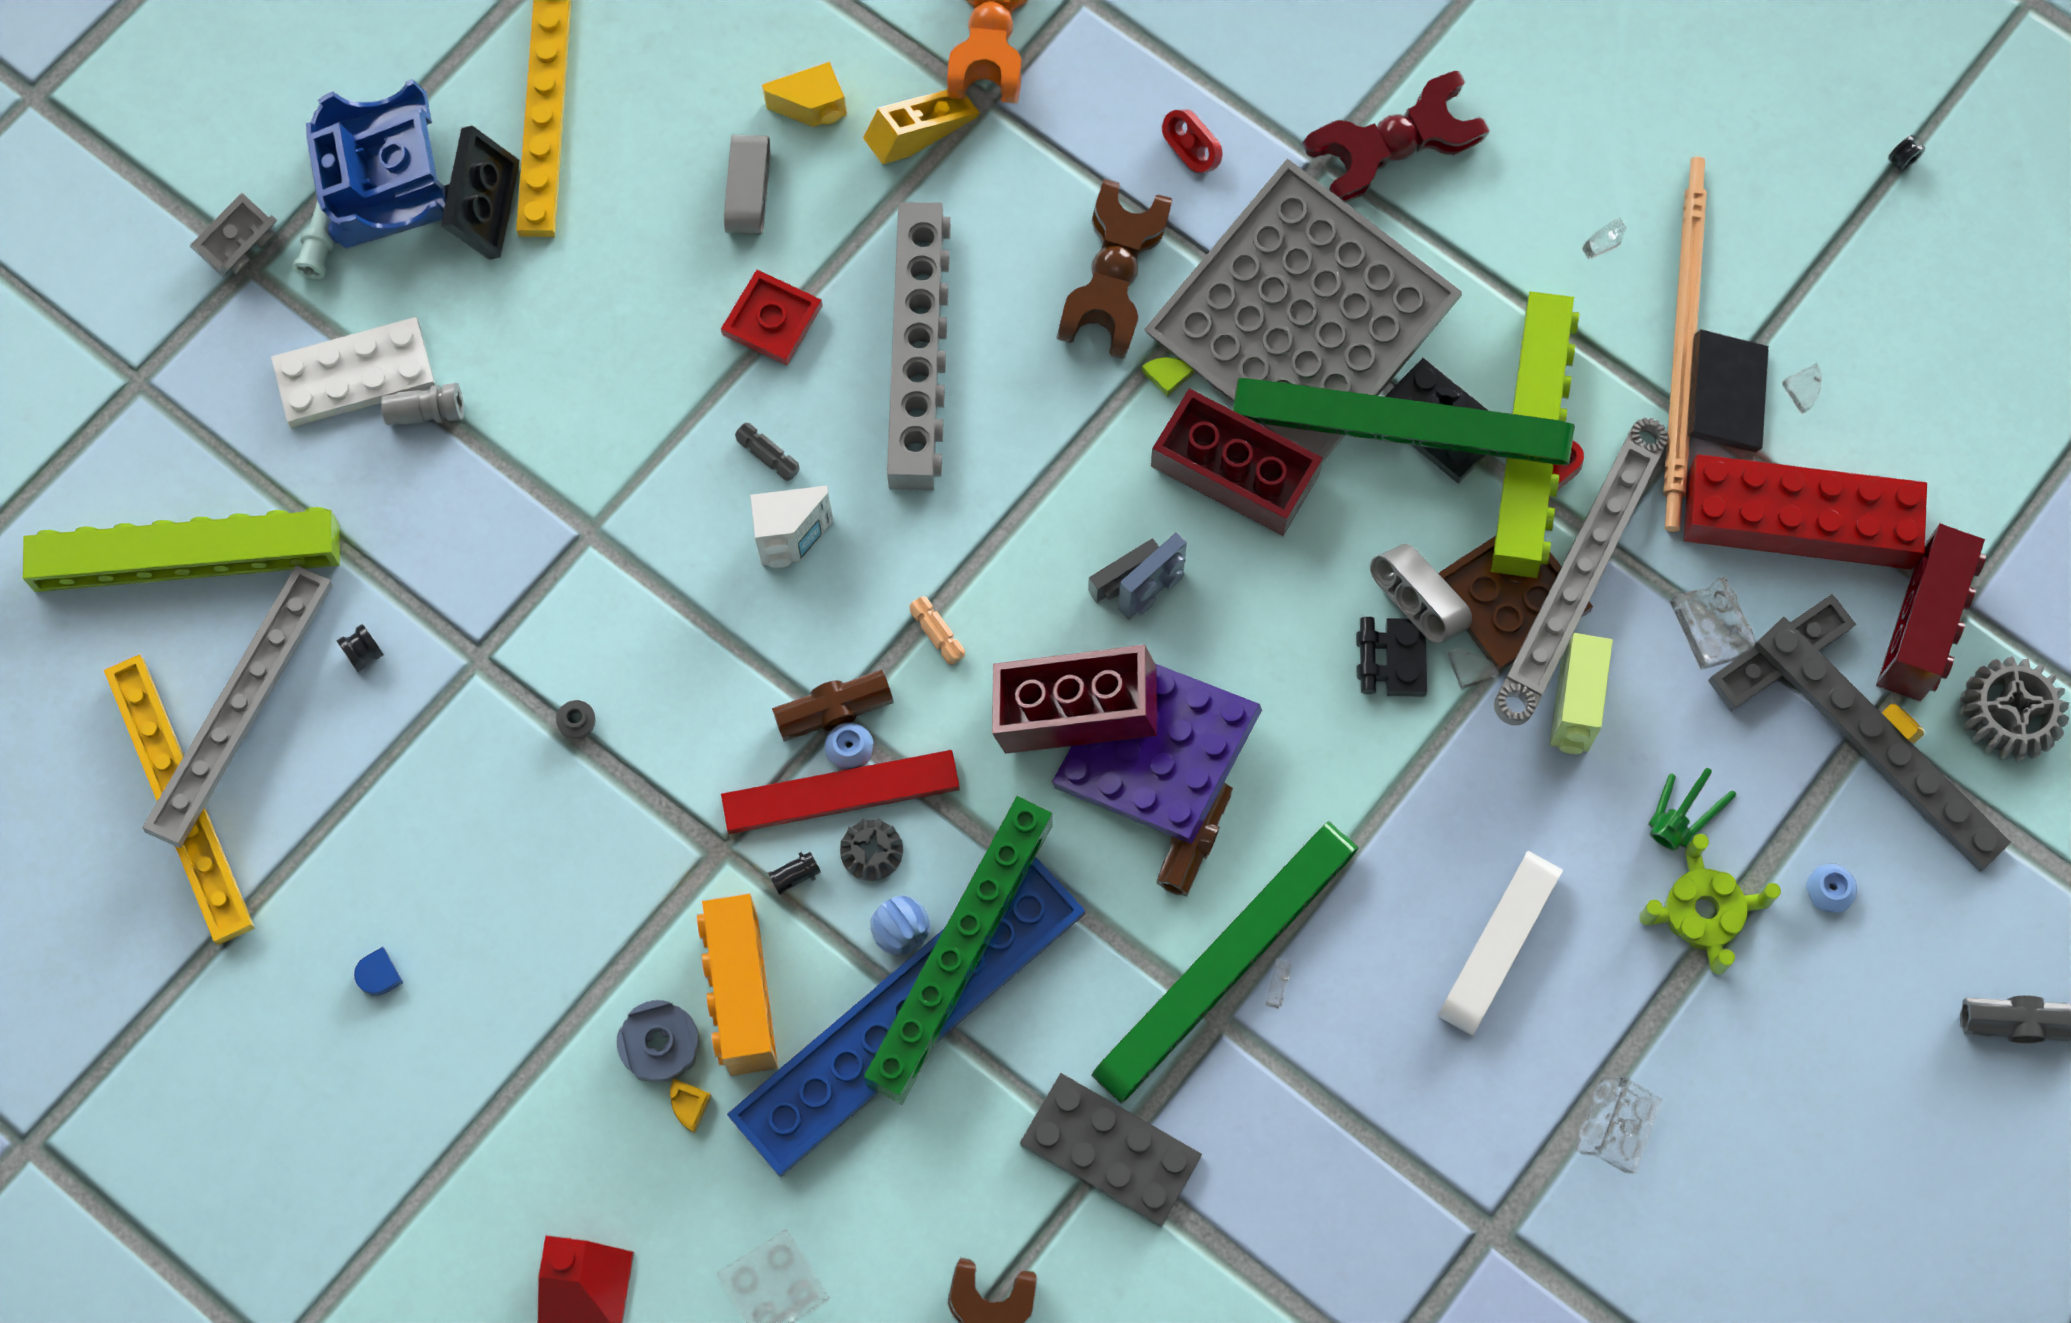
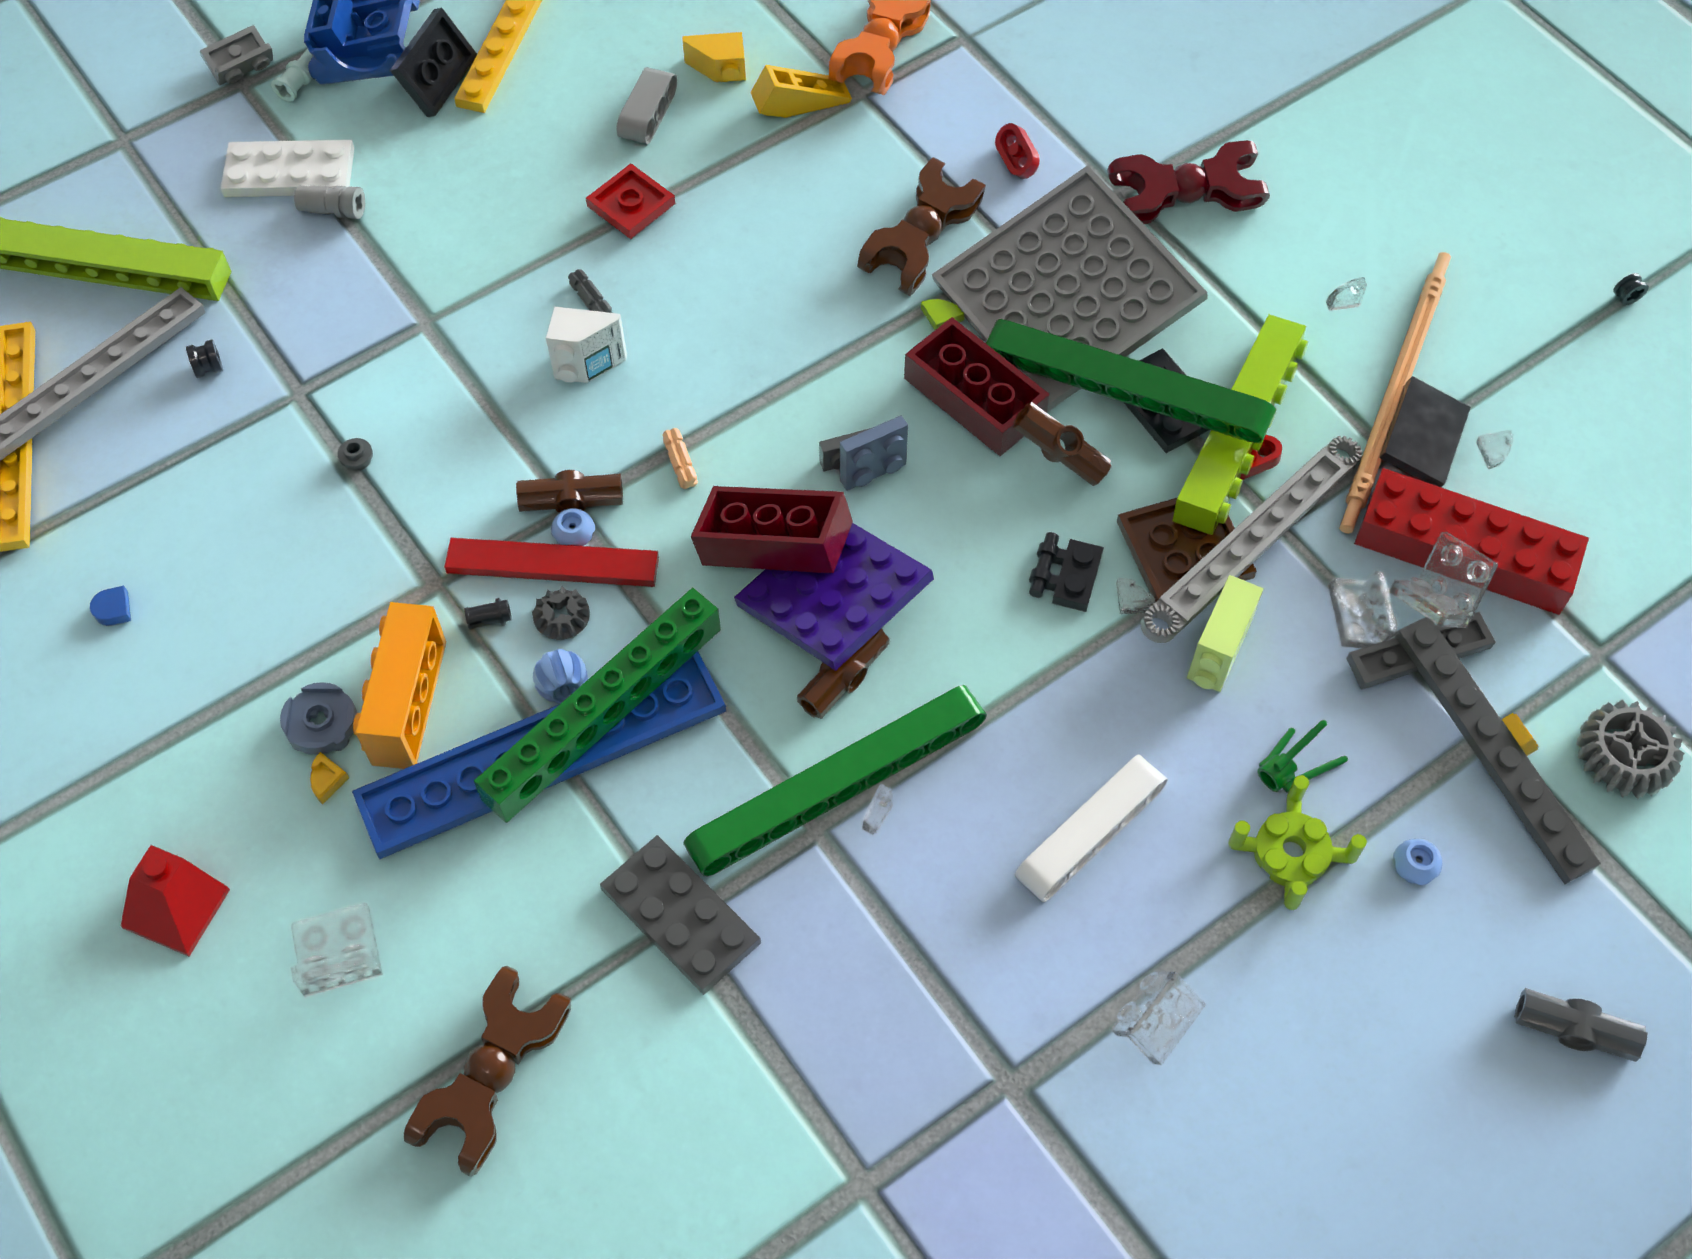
camera: 15 degrees right, 10 degrees down
(915, 224) = (738, 248): light grey brick -> none
(1335, 508) = (1046, 434): none -> reddish brown piece
(1421, 593) = (1105, 523): light grey beam -> none
(1795, 576) = (1449, 583): none -> clear bracket
(1932, 613) = (1570, 647): dark red brick -> none

